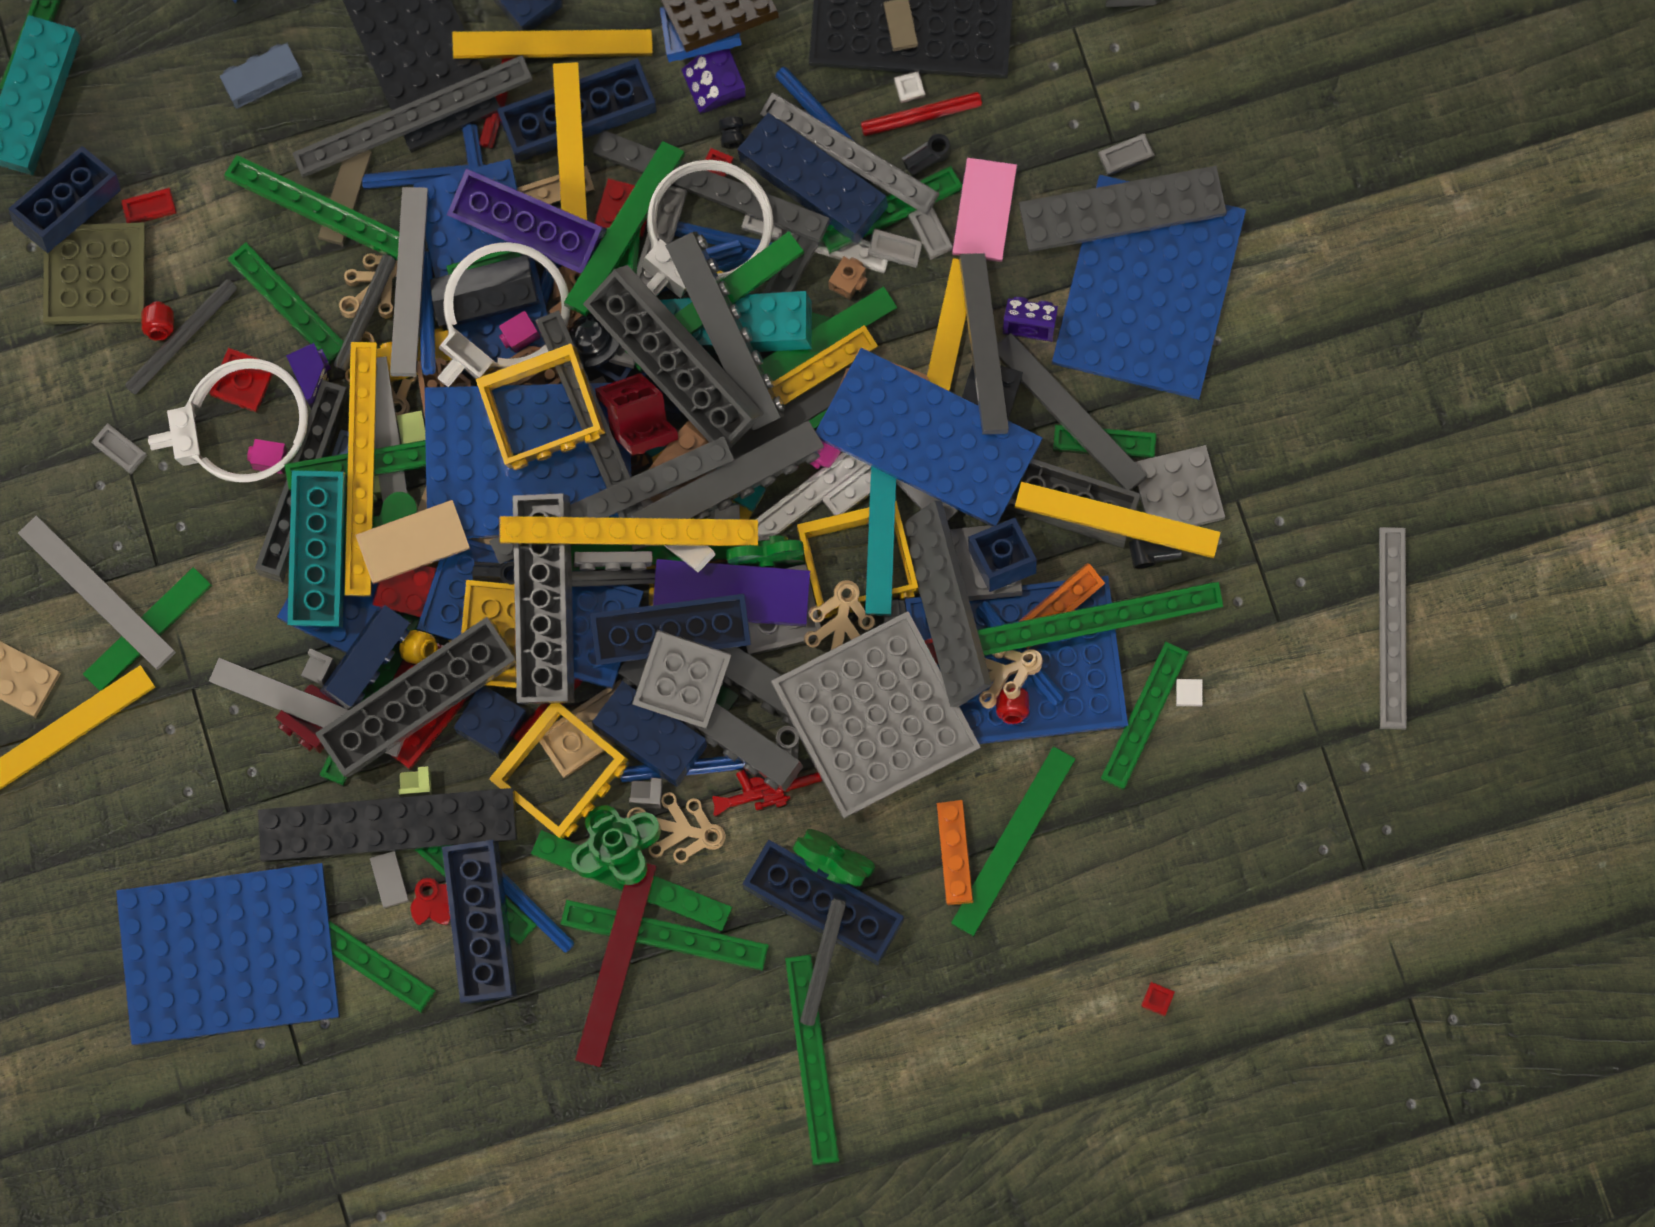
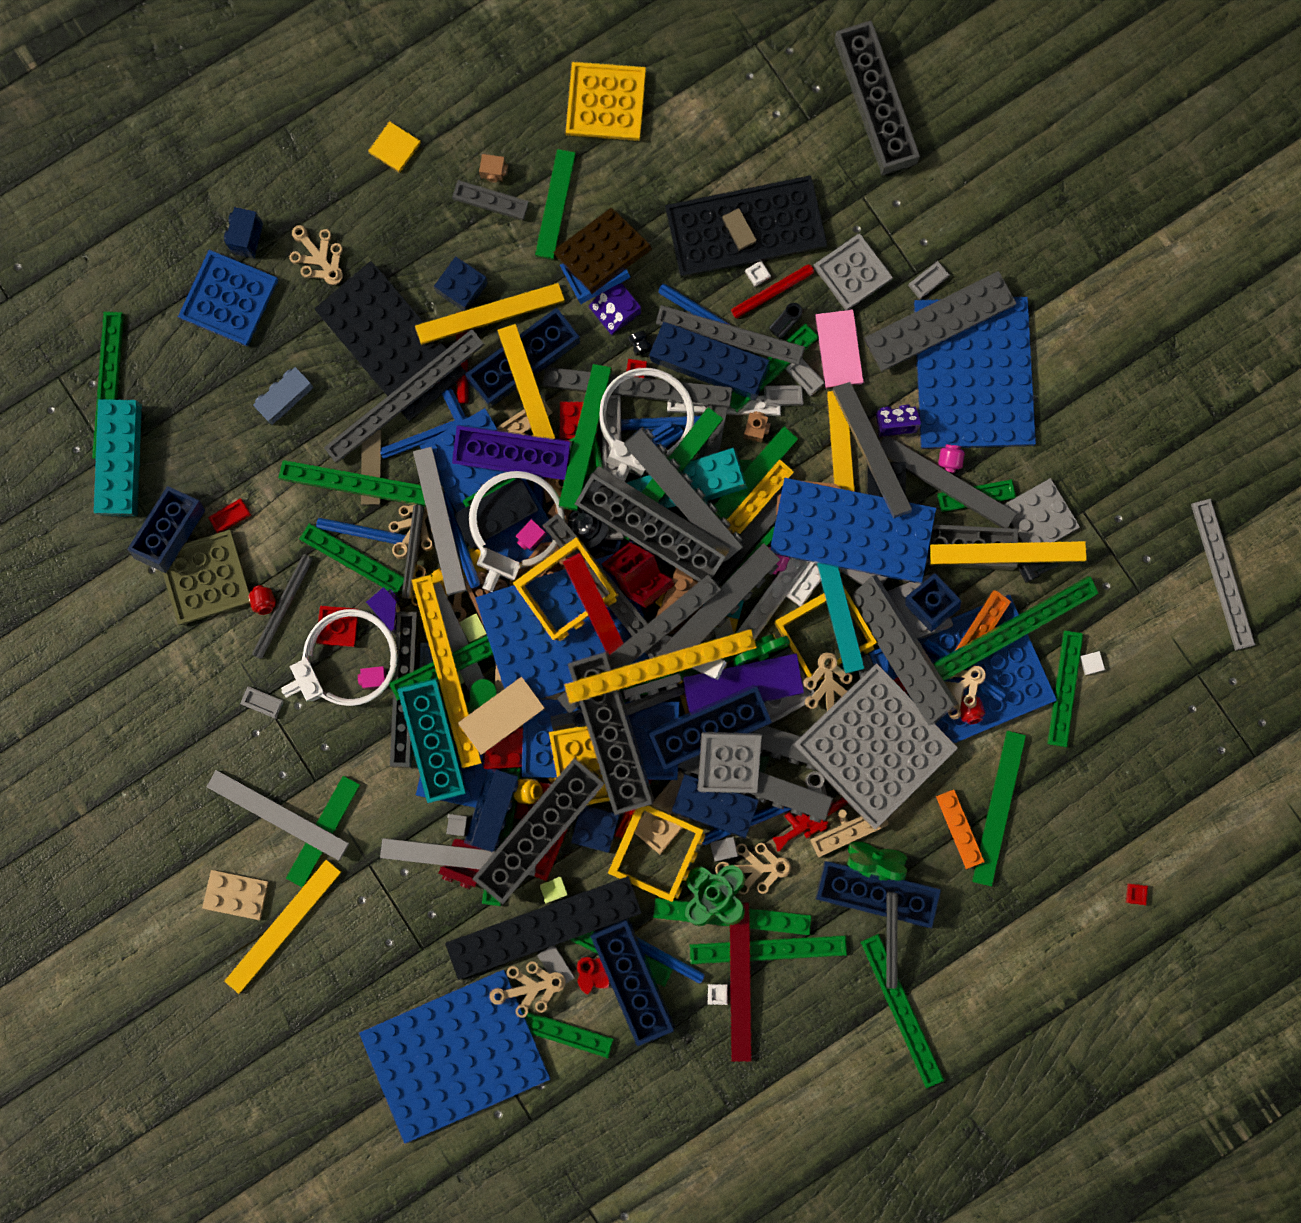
camera: 15 degrees left, 5 degrees up
(305, 269) = (359, 531): none -> blue axle
(349, 894) = (531, 987): none -> tan plant
(567, 429) = (593, 603): none -> red tile
(583, 972) = (718, 994): none -> white tile
(805, 816) = (842, 835): none -> tan plate
(1030, 117) = (852, 272): none -> light grey plate
(1085, 384) = (951, 458): none -> dark pink head

